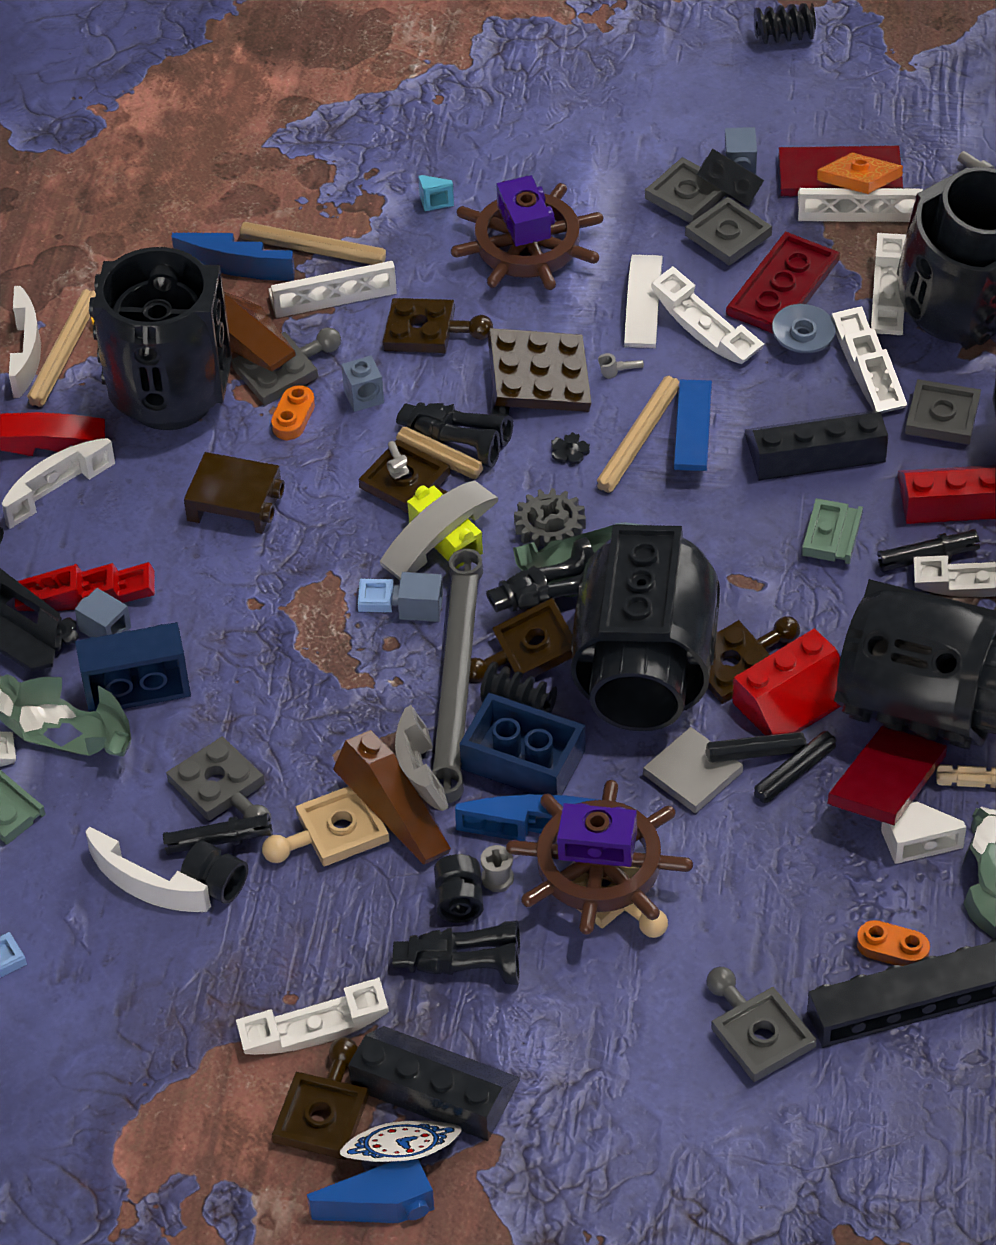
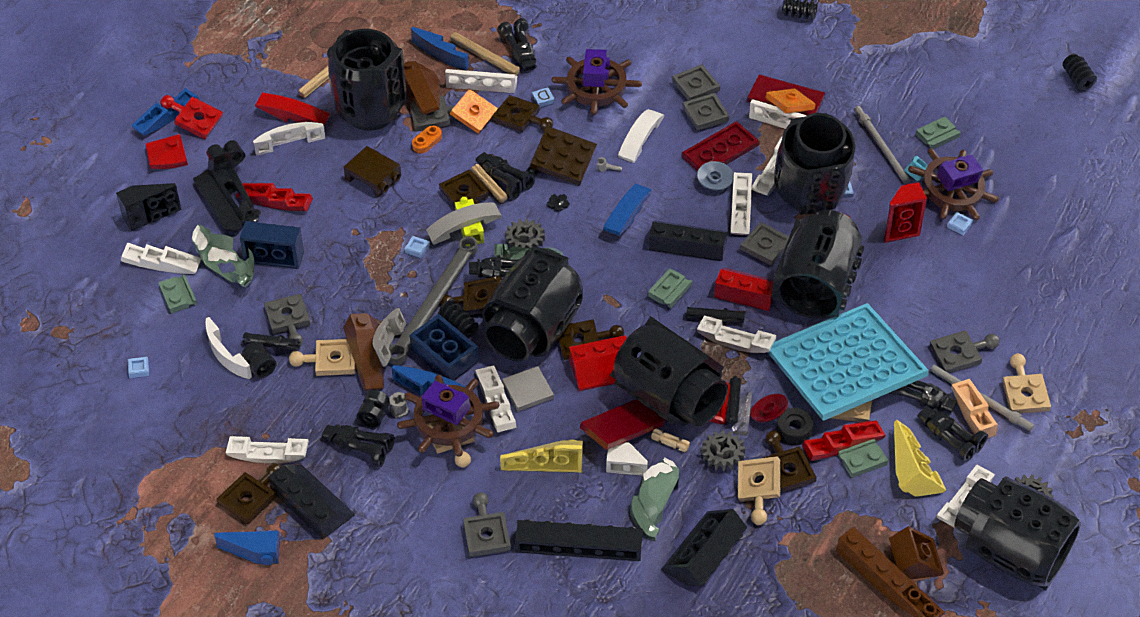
camera: 20 degrees right, 0 degrees up
(24, 365) = (305, 74): white slope -> none
(102, 615) = (274, 213): sand blue brick -> none
(348, 338) = (473, 111): none -> plate
(362, 383) = (468, 135): sand blue brick -> none
(376, 222) = (521, 52): none -> black piece
(397, 466) = (461, 183): light grey hand -> none
(400, 1141) = (276, 523): sticker -> none
(419, 596) = (436, 254): sand blue brick -> none
(435, 192) = (561, 45): medium azure slope -> none
(449, 285) = (543, 97): none -> light blue tile
(638, 434) = (597, 205): tan axle -> none
(644, 793) = (494, 391): none -> white slope
(702, 321) = (664, 155): white slope -> none
(730, 177) = (720, 83): black hinge -> none
(742, 147) = (736, 70): sand blue brick -> none
(755, 747) = (564, 387): black axle -> none
(795, 766) = (581, 404): black axle -> none
(806, 866) = (551, 457): none -> light yellow wedge
(892, 944) = (579, 511): orange plate -> none

